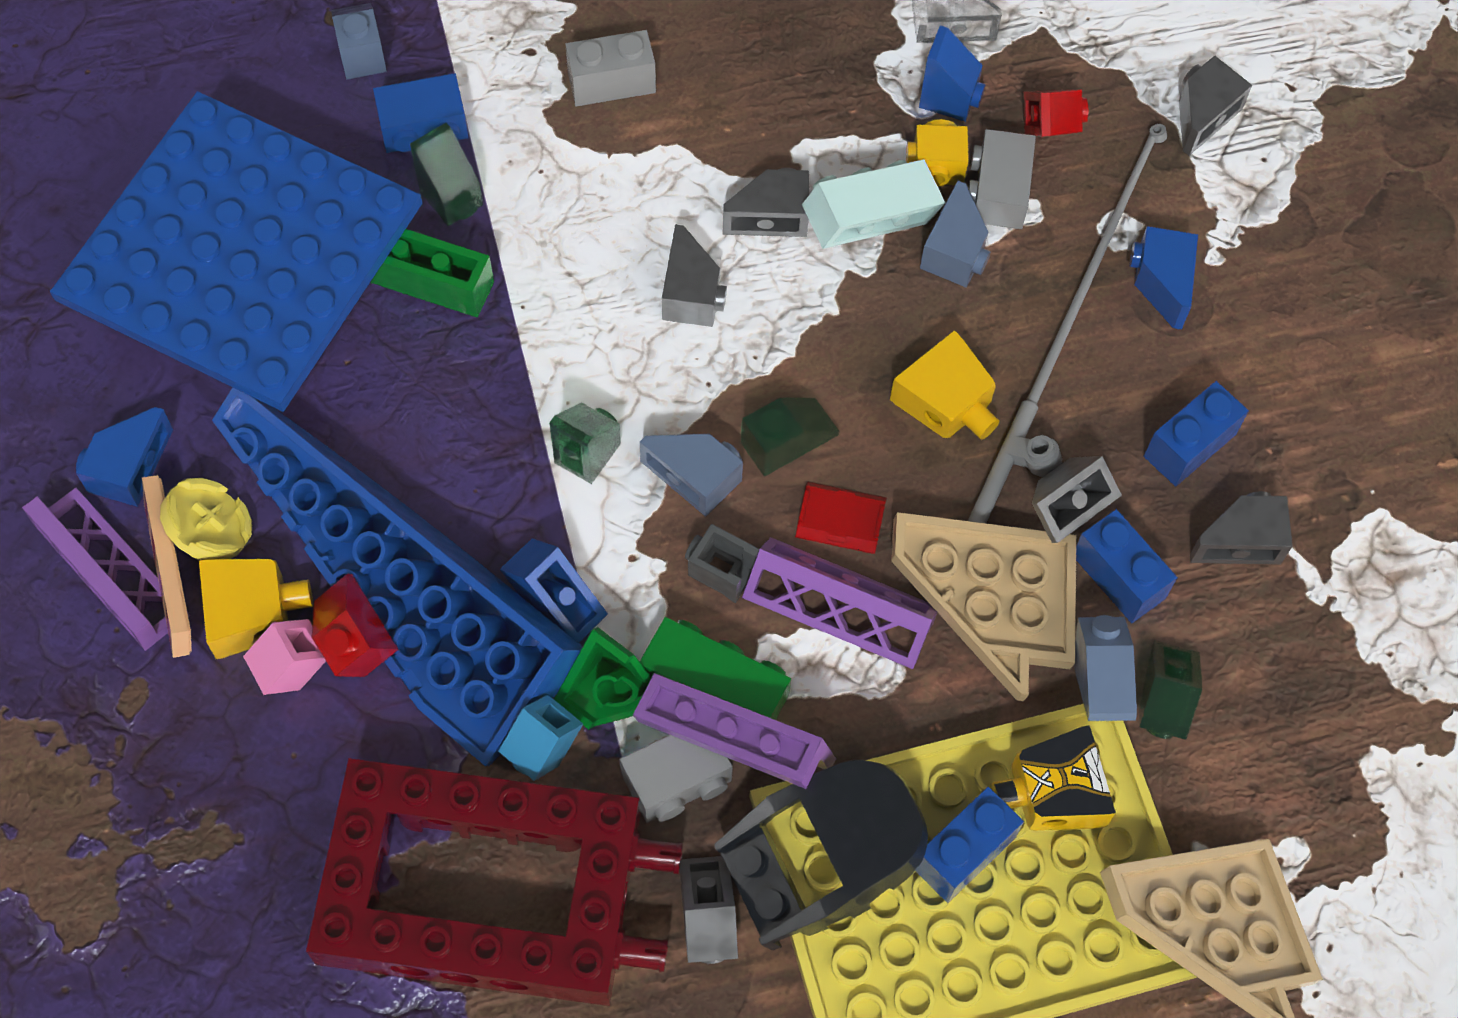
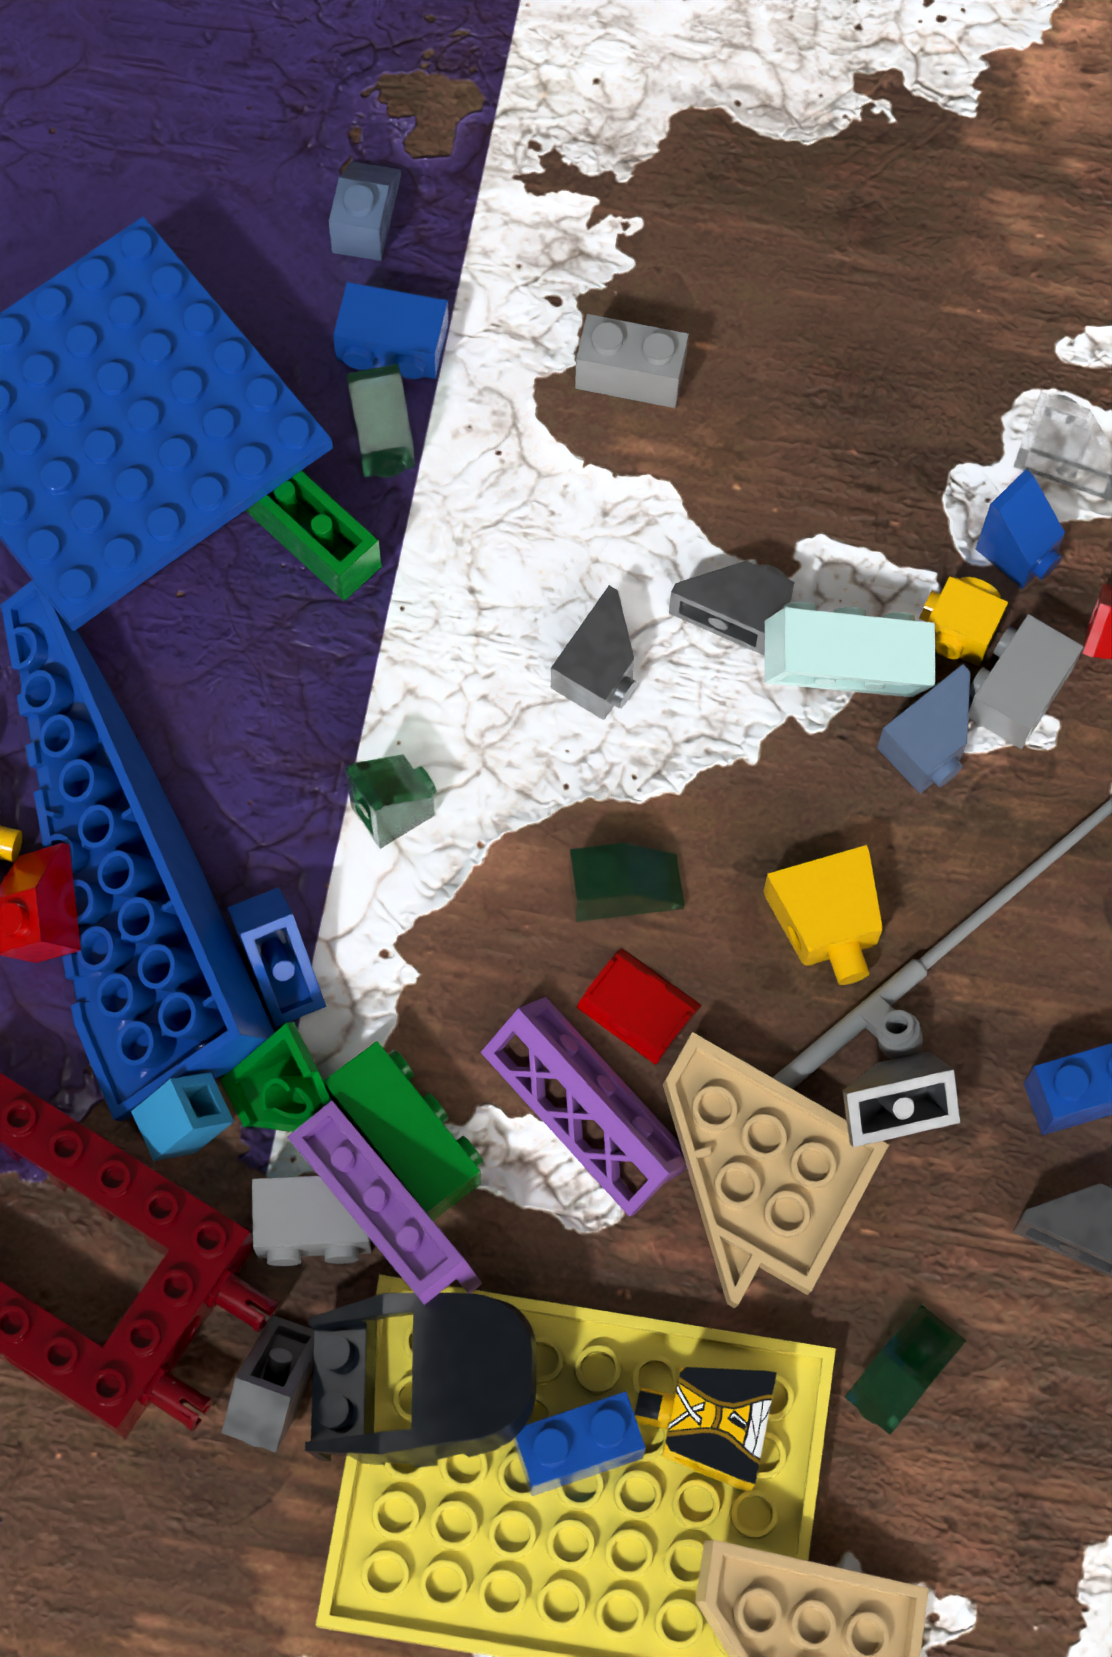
camera: 25 degrees right, 5 degrees up
(694, 466) = (499, 880): sand blue slope -> none
(728, 548) = (461, 981): dark grey window -> none
(1106, 668) = (837, 1315): sand blue slope -> none
(1124, 566) = (925, 1205): blue brick -> none

